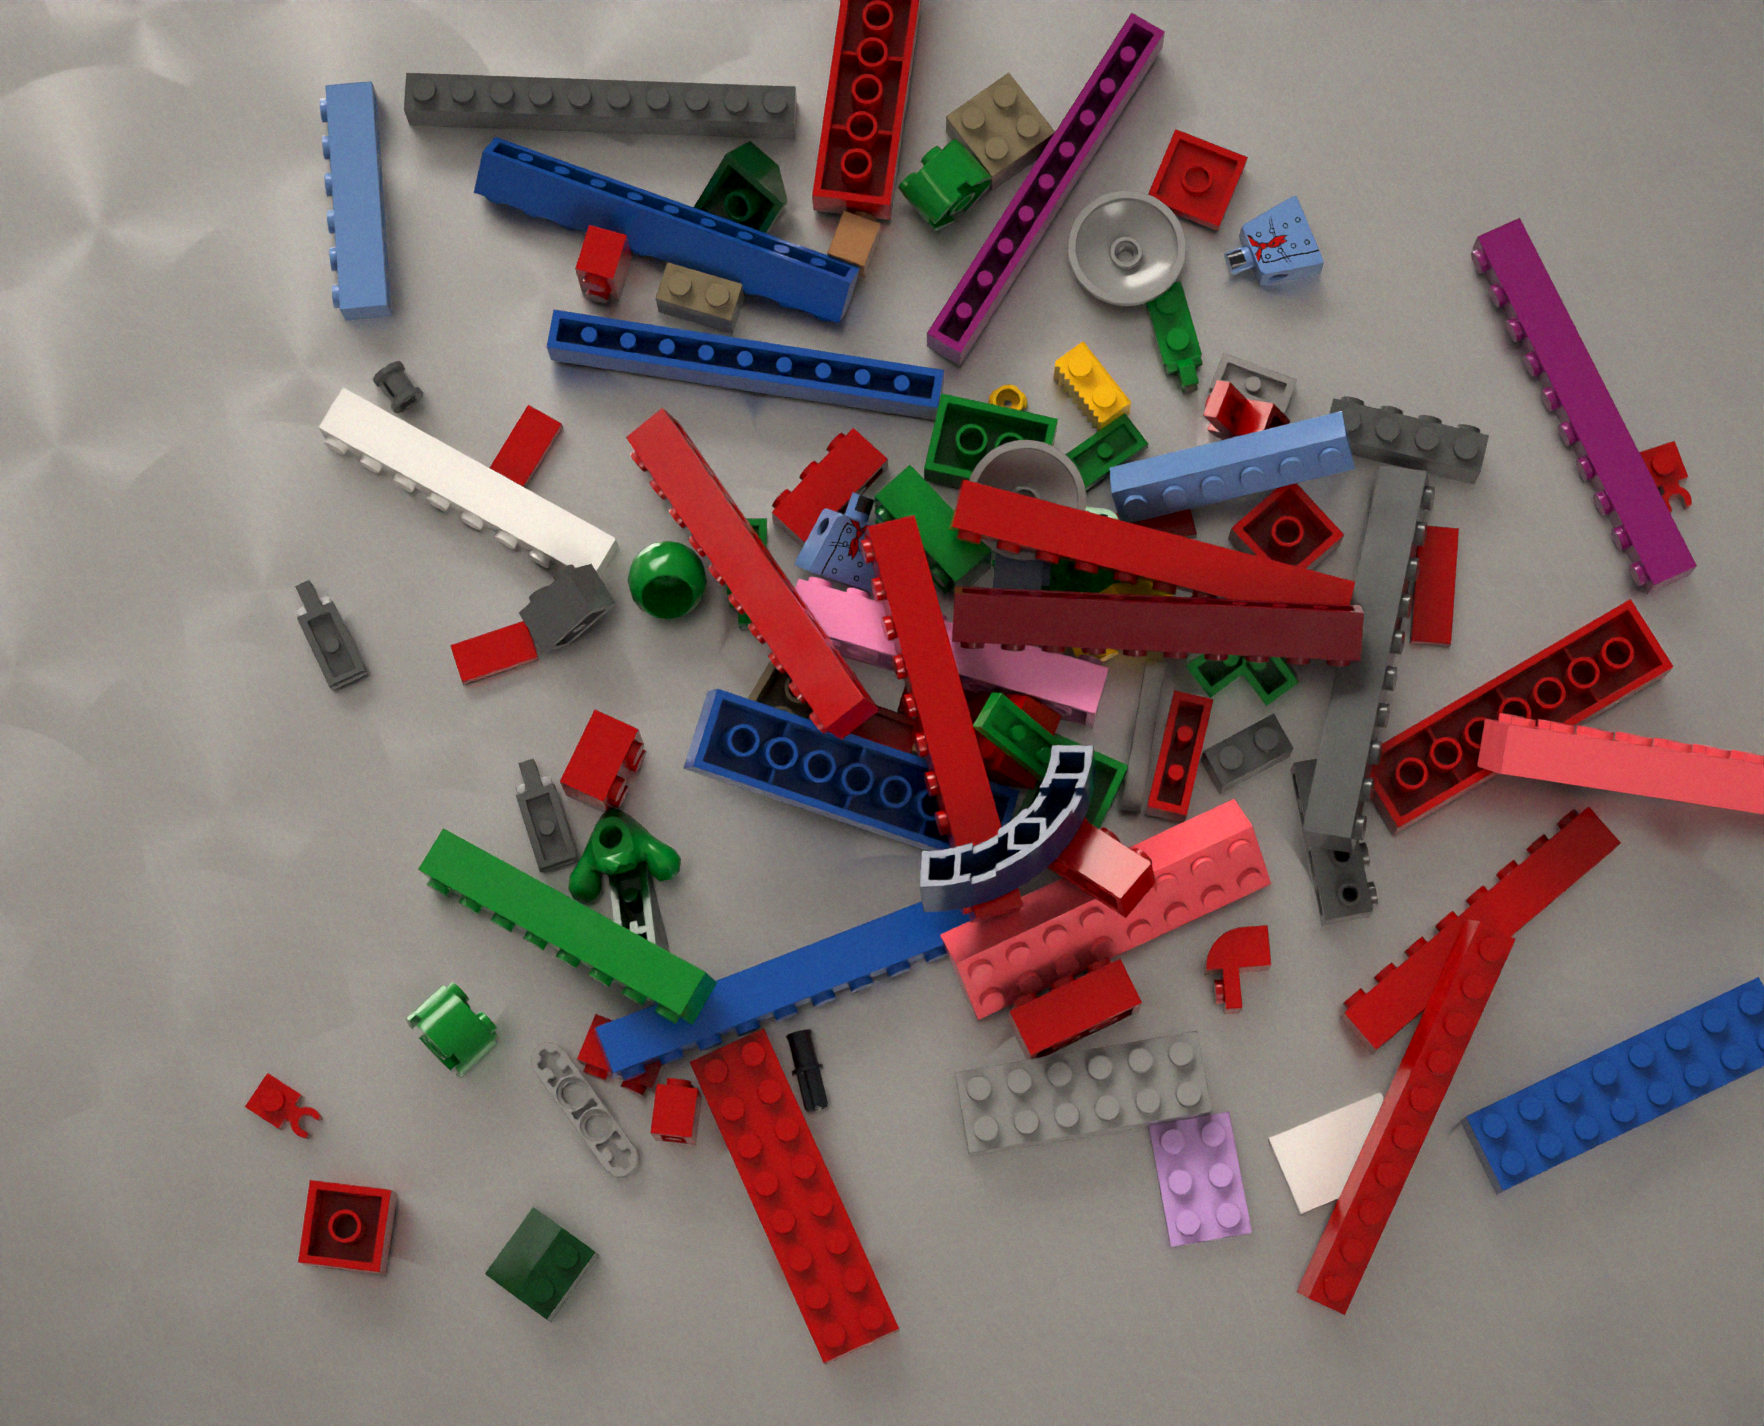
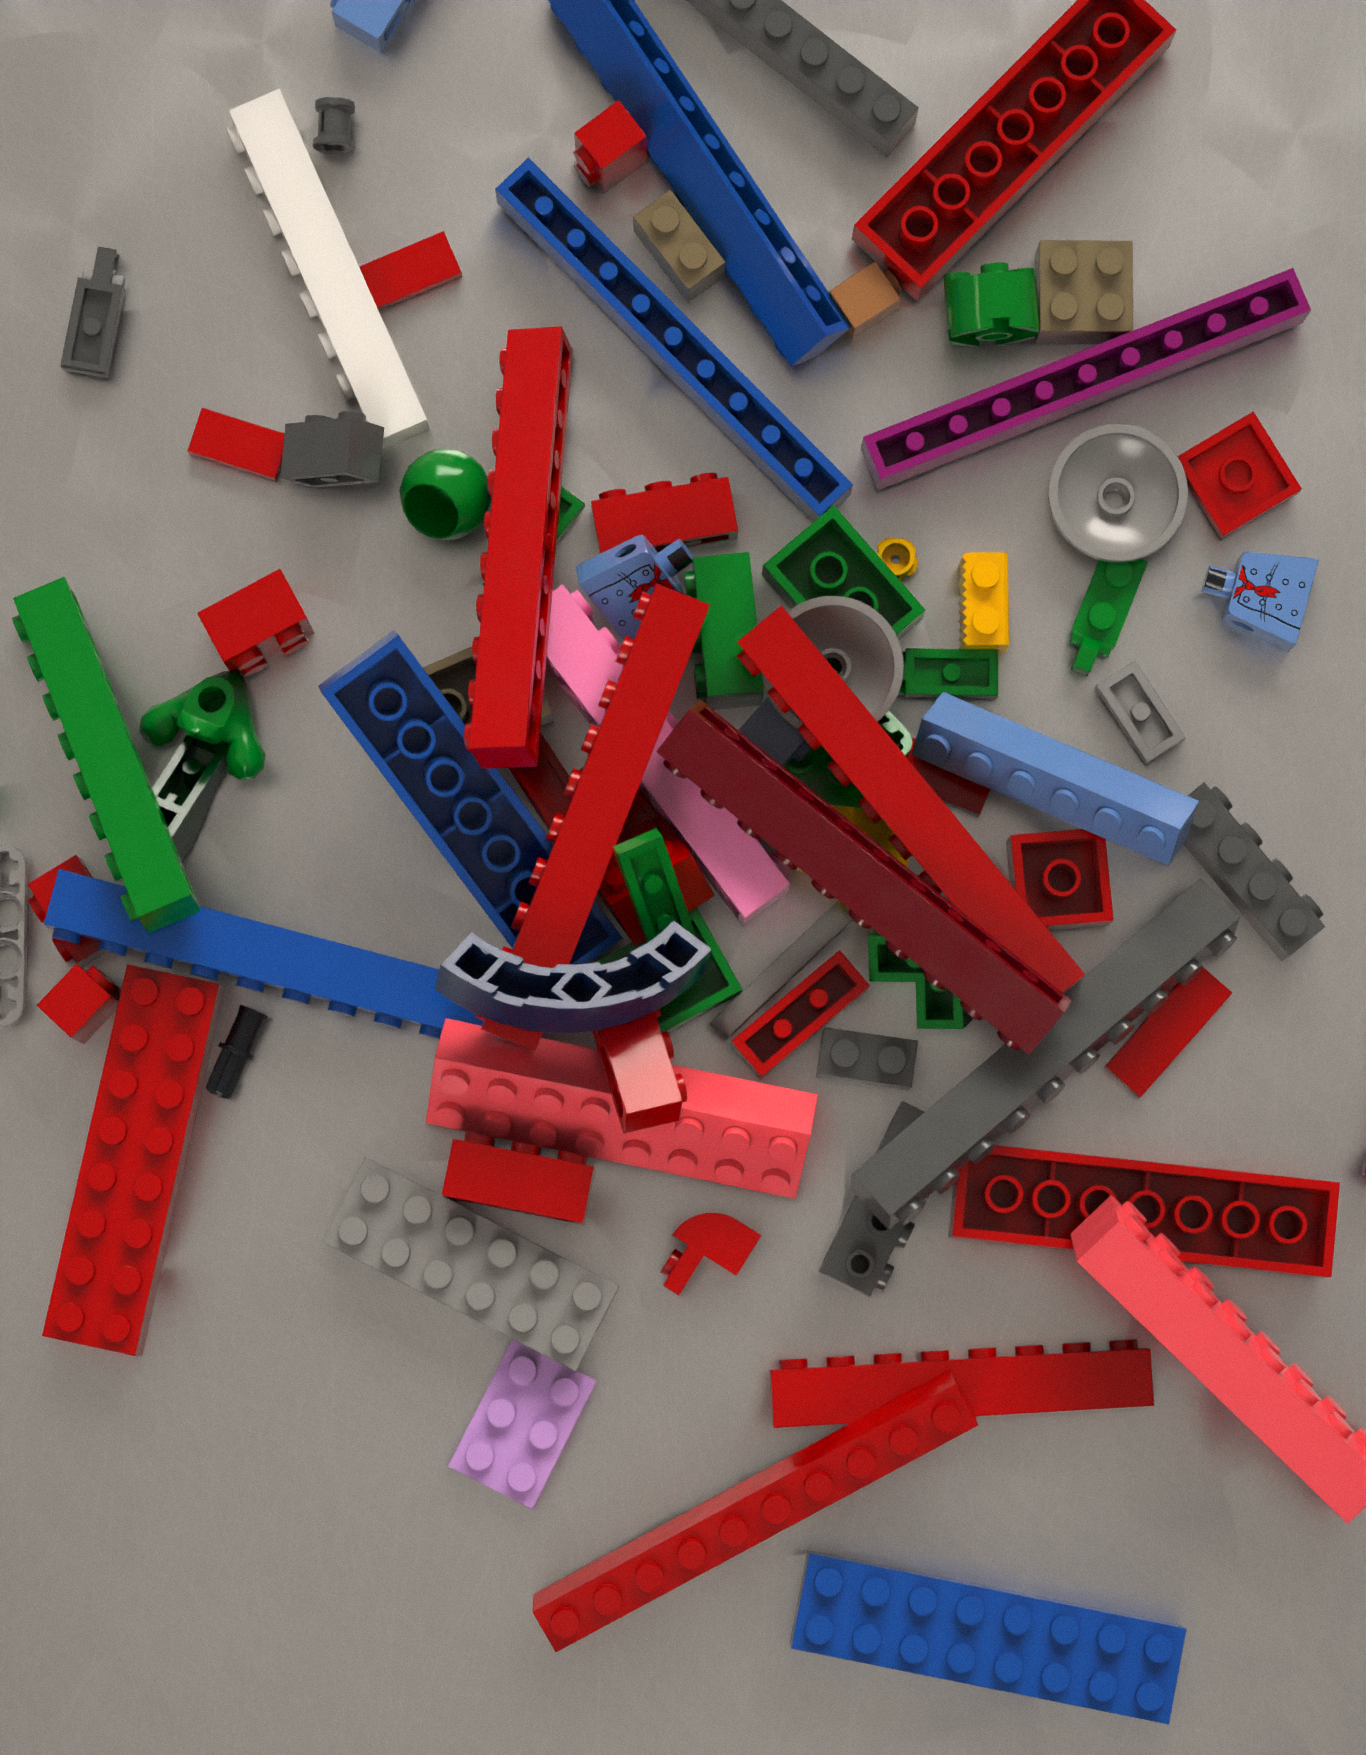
camera: 30 degrees right, 5 degrees up
(544, 819) = (167, 636): dark grey hinge -> none
(745, 189) = (799, 172): dark green slope -> none
(1235, 415) = (1099, 731): red brick -> none
(1323, 1151) = (656, 1483): white tile -> none

